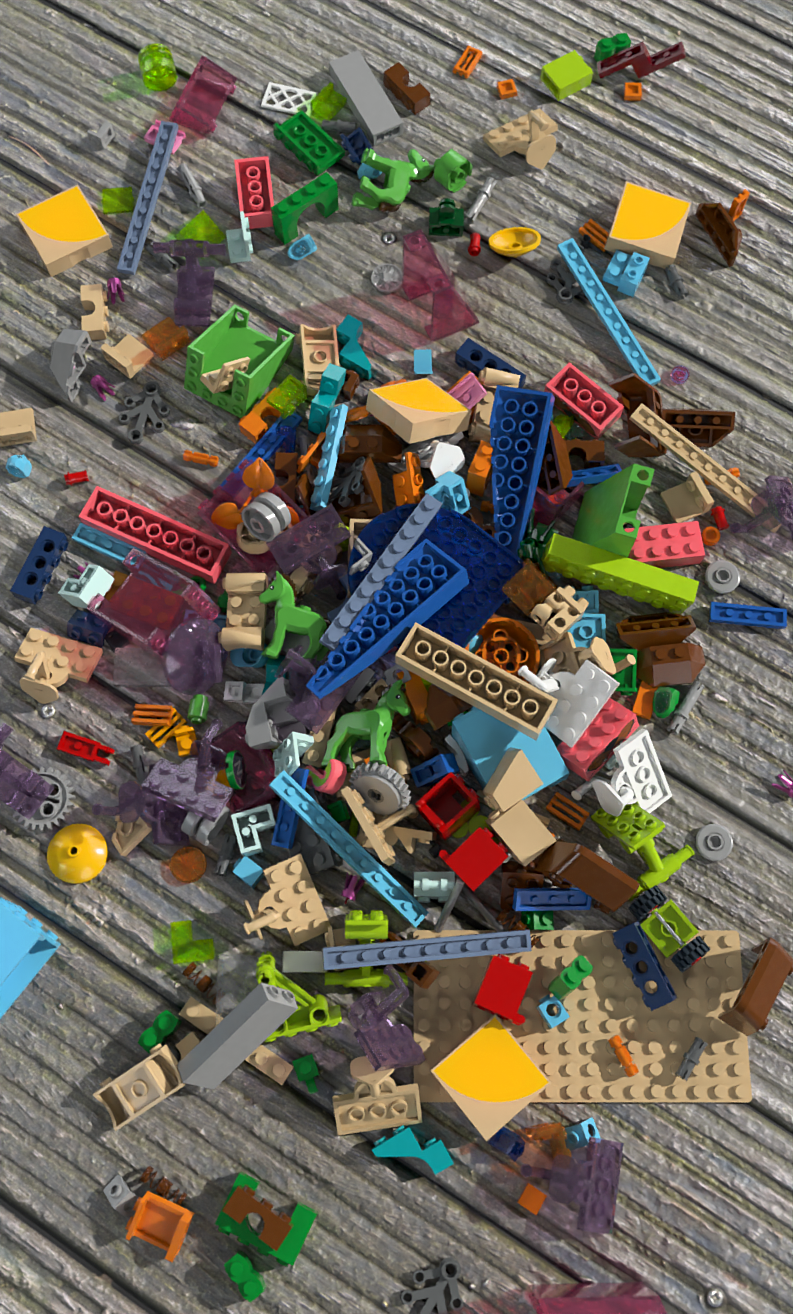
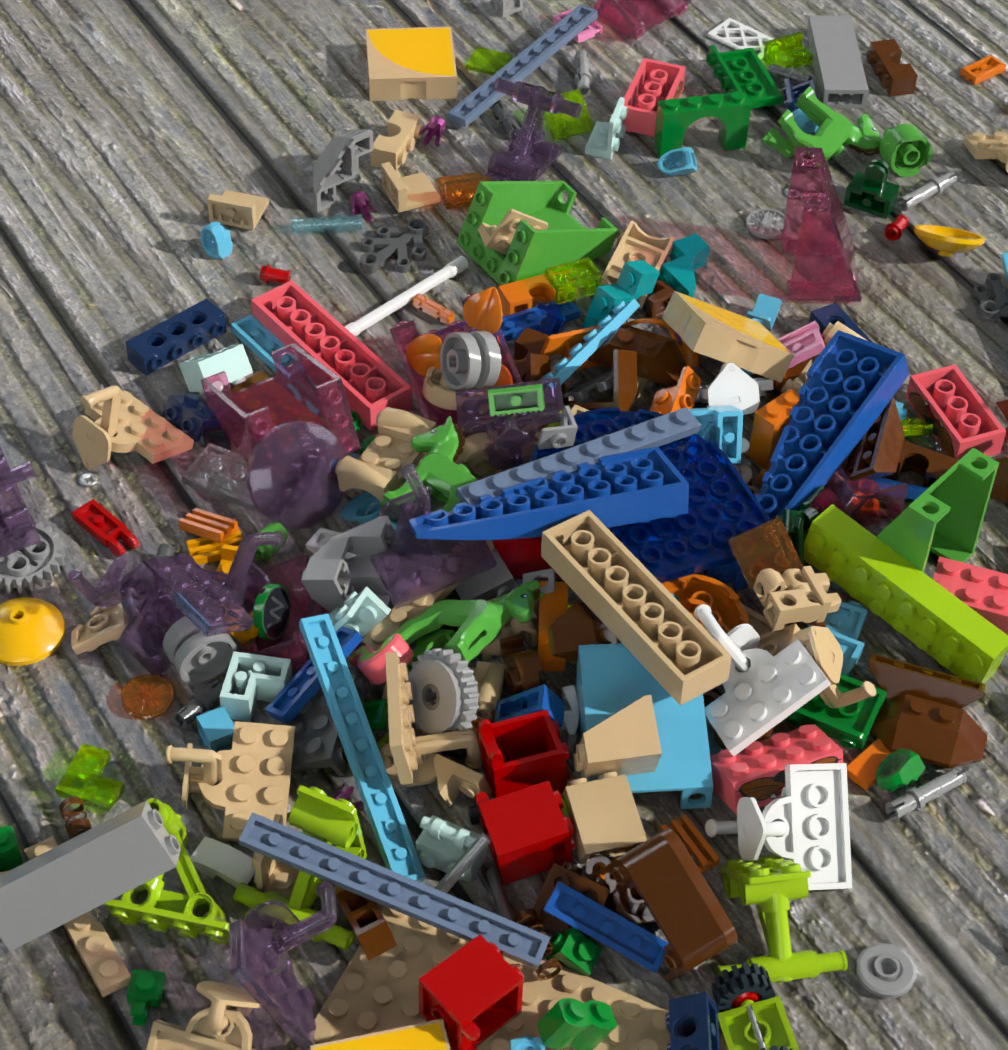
camera: 25 degrees right, 25 degrees down
(86, 413) = (321, 224): none -> clear light blue pin
(194, 418) = (449, 271): none -> white piece
(317, 542) = (516, 400): none -> bright green brick

